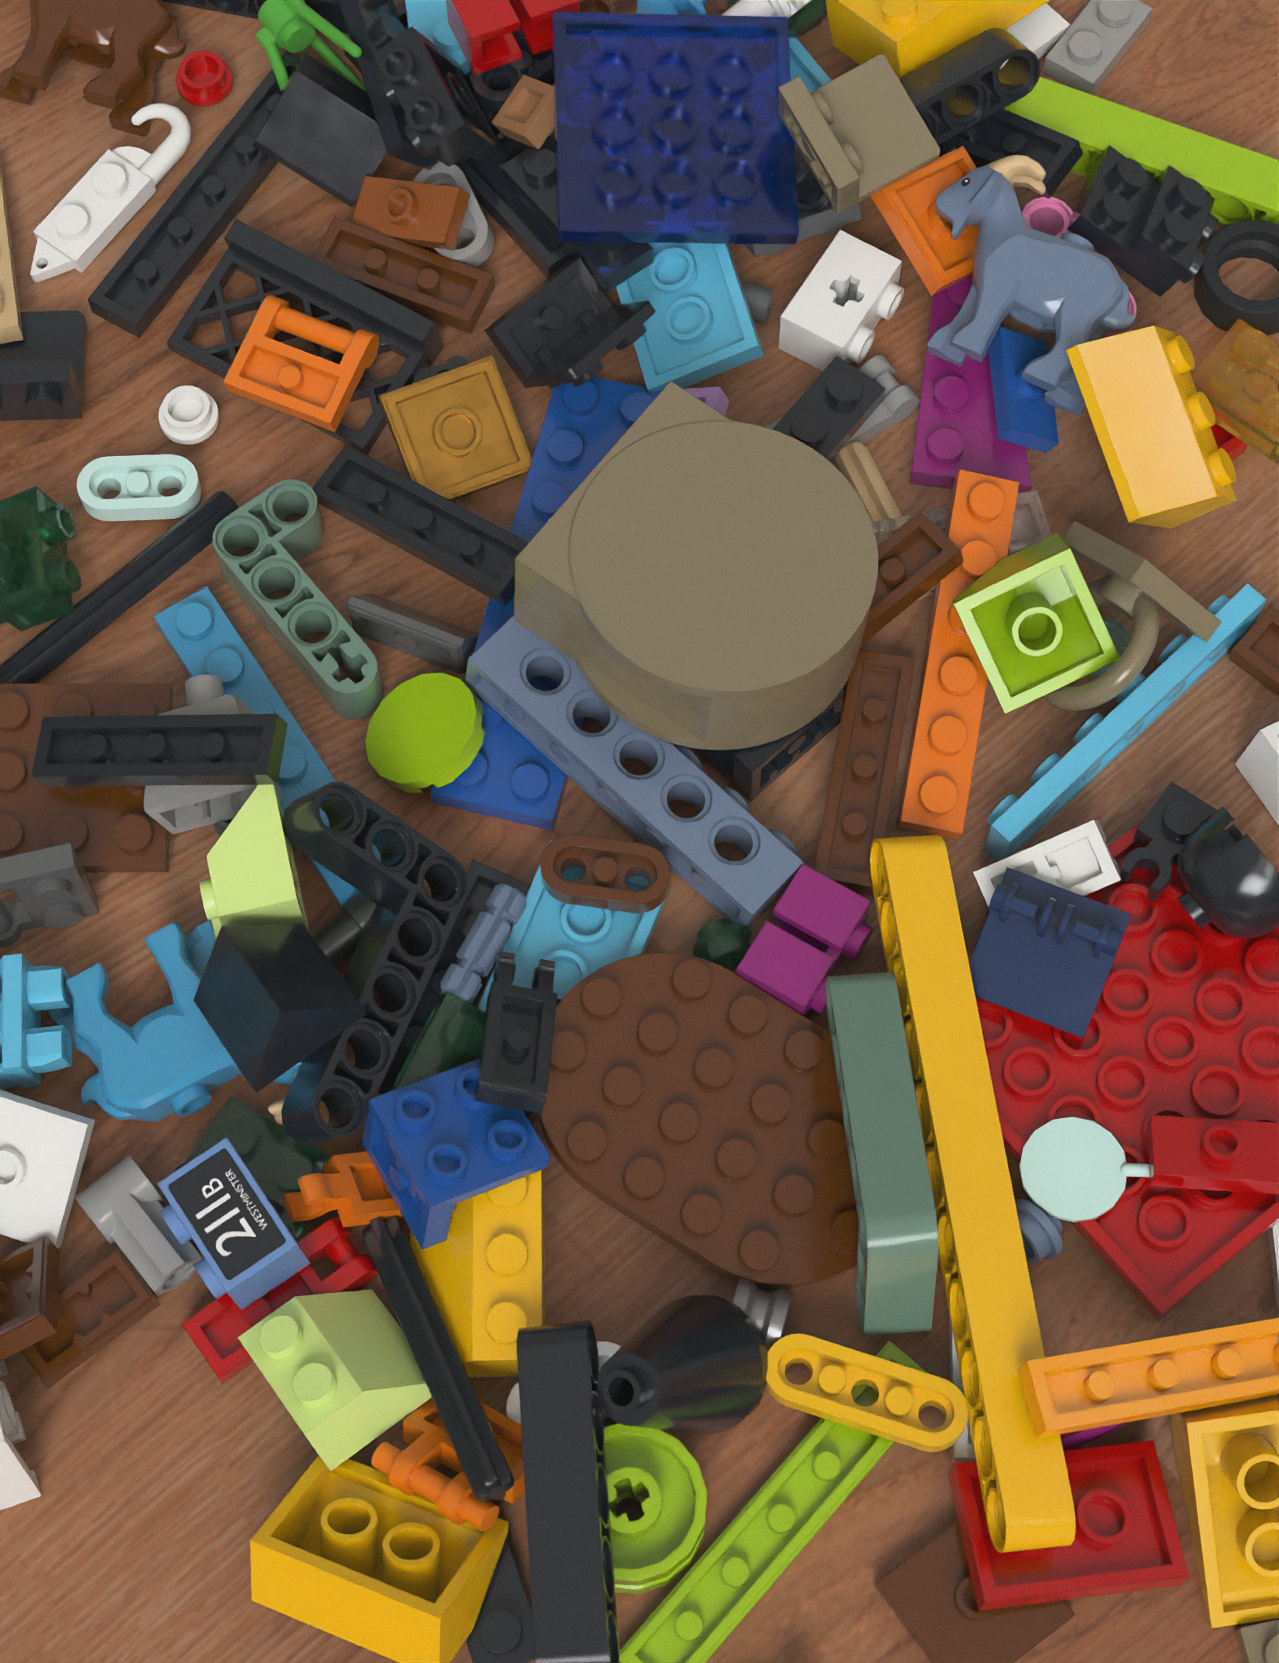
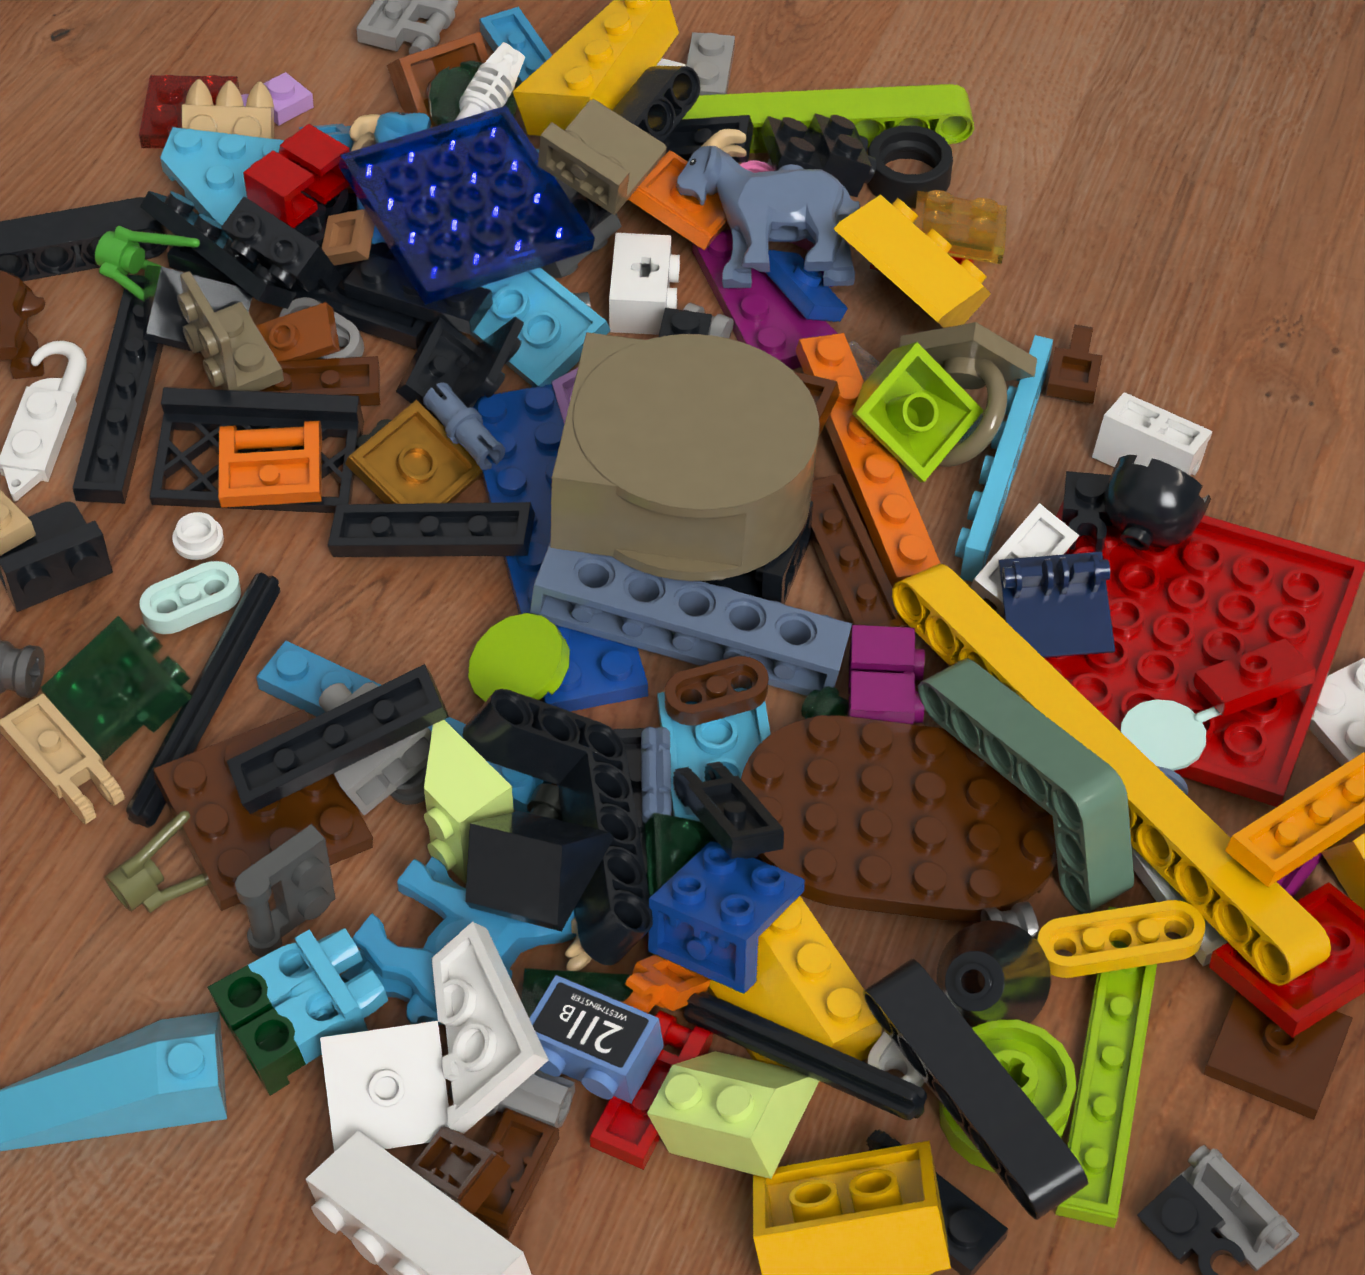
camera: 30 degrees left, 15 degrees down
(122, 1176) = (486, 1027): none -> white wing
(204, 79) = (70, 318): red plate -> none
(306, 608) = (329, 613): sand green beam -> none
(328, 194) = (229, 342): none -> dark tan bracket
(412, 631) = (461, 607): dark grey slope -> none
(429, 1445) = (848, 1125): orange plate -> none
(527, 411) = (464, 426): none -> sand blue pin

